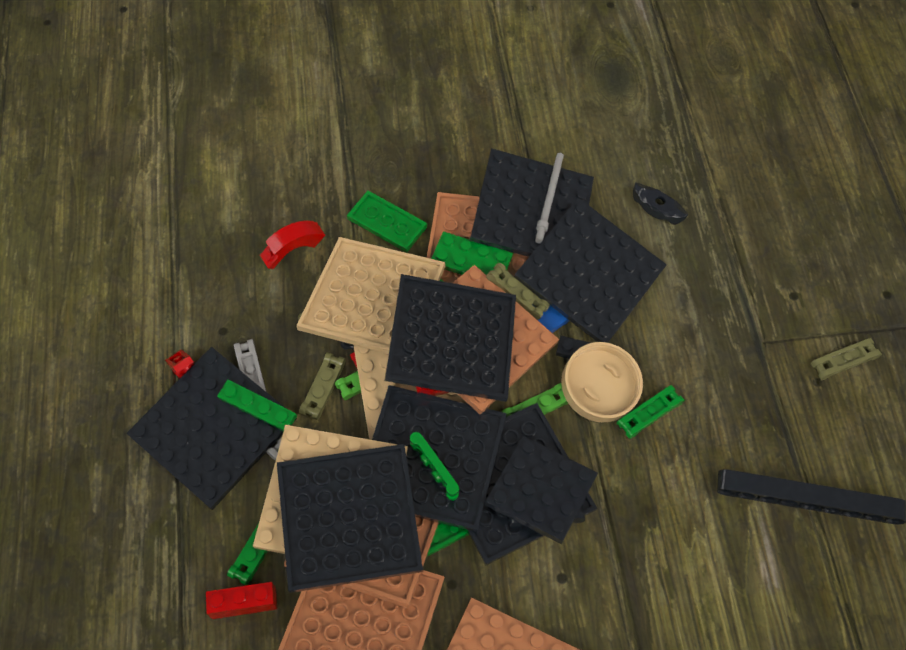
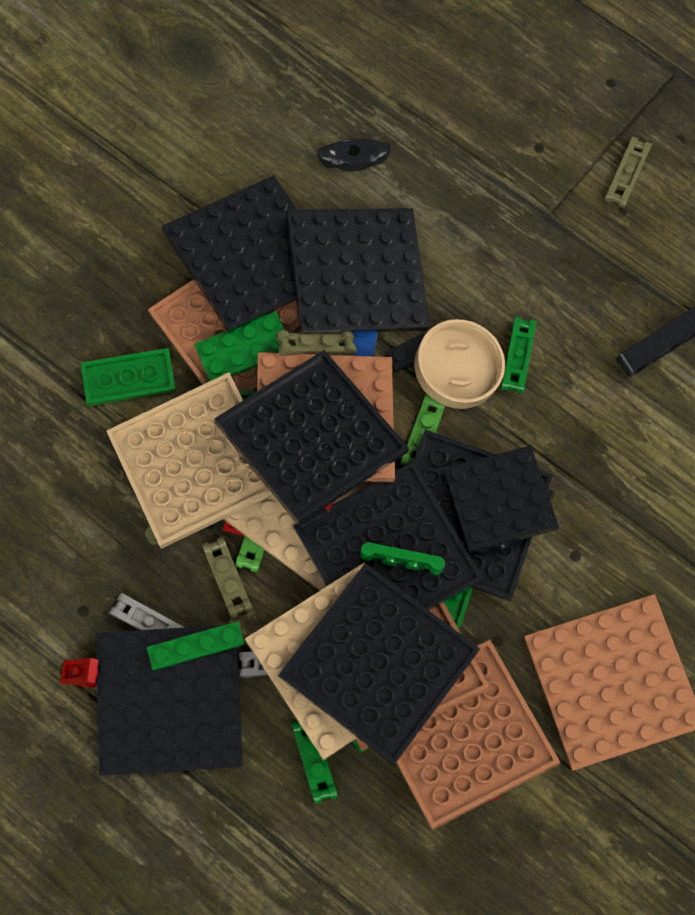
camera: 45 degrees left, 10 degrees up
(241, 600) = (349, 810): red brick -> none
(289, 238) = (60, 474): red arch -> none
(542, 224) = (279, 262): light grey bar -> none

